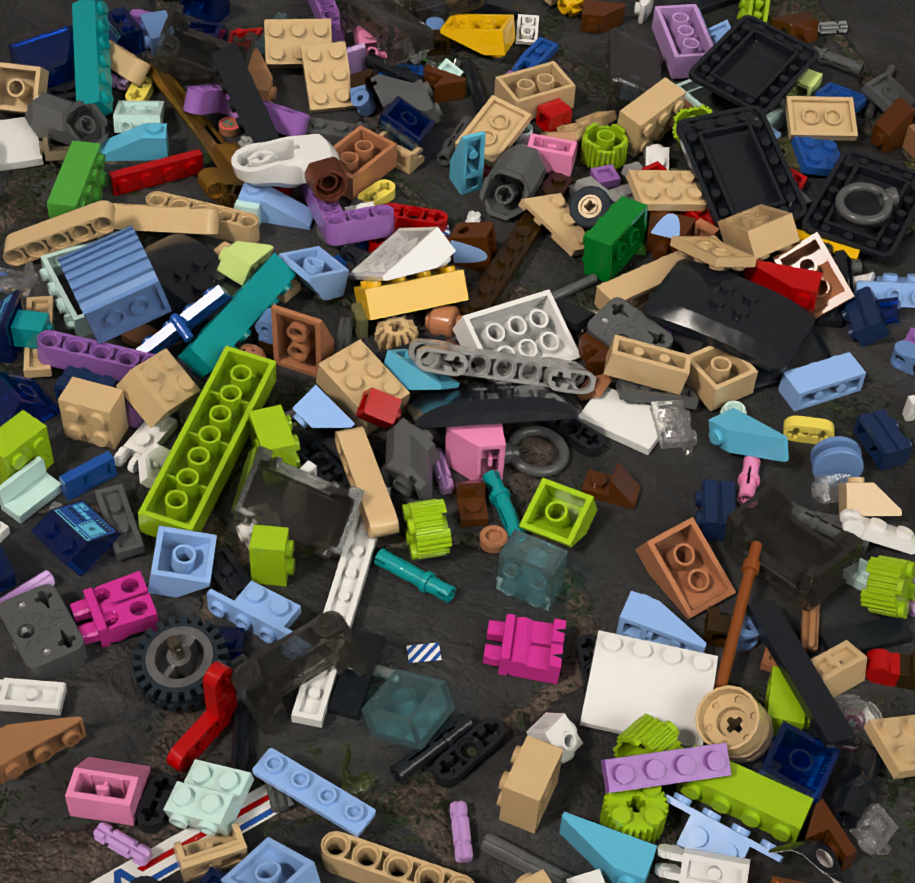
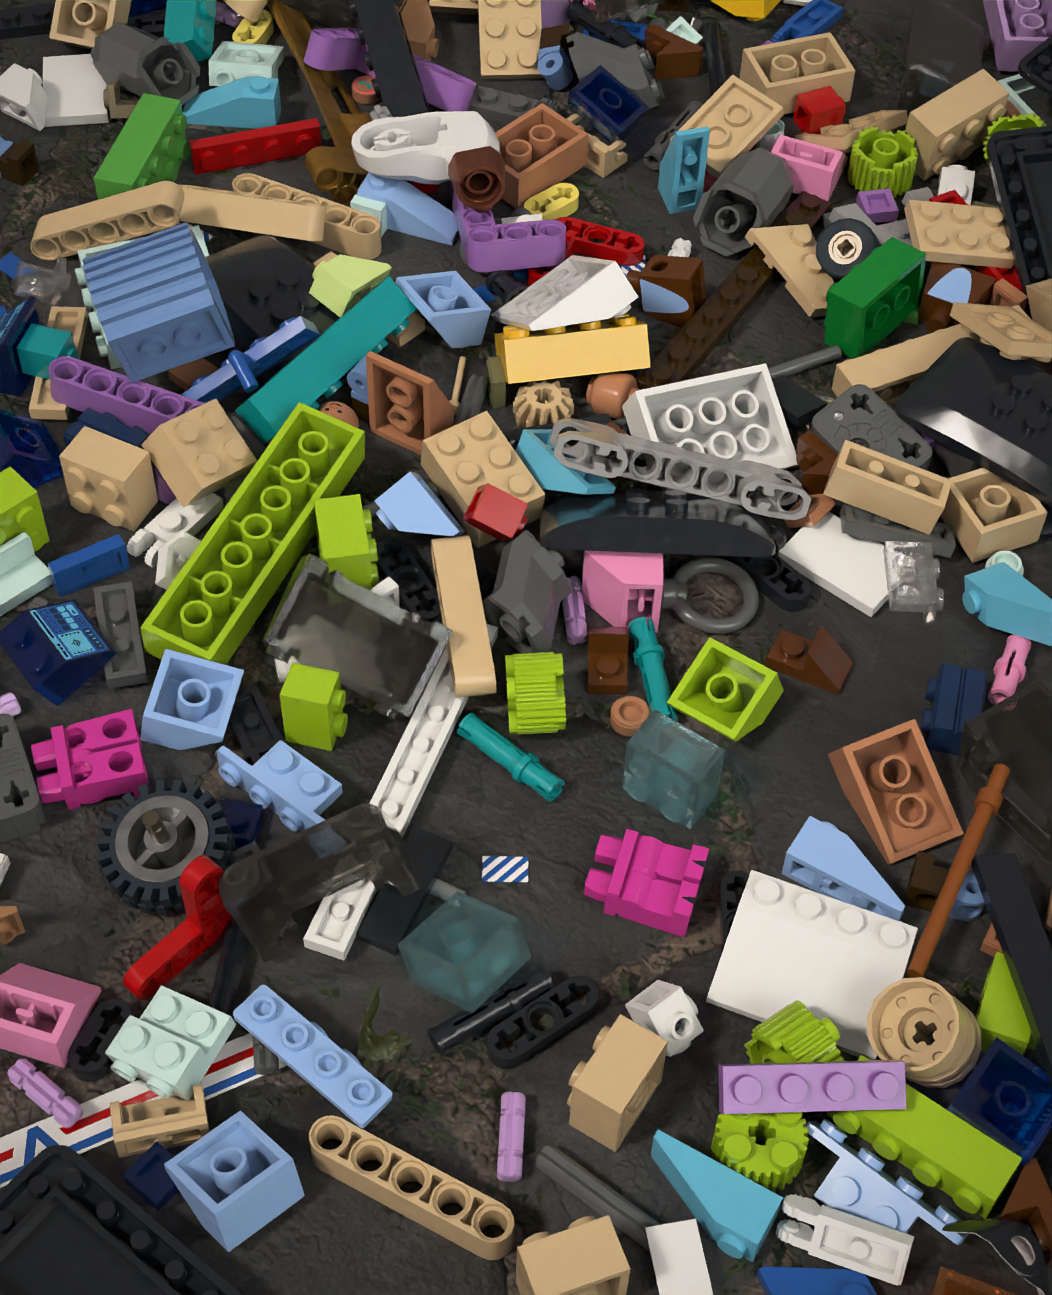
camera: 10 degrees right, 5 degrees up
(331, 323) = (457, 386): none -> tan piece

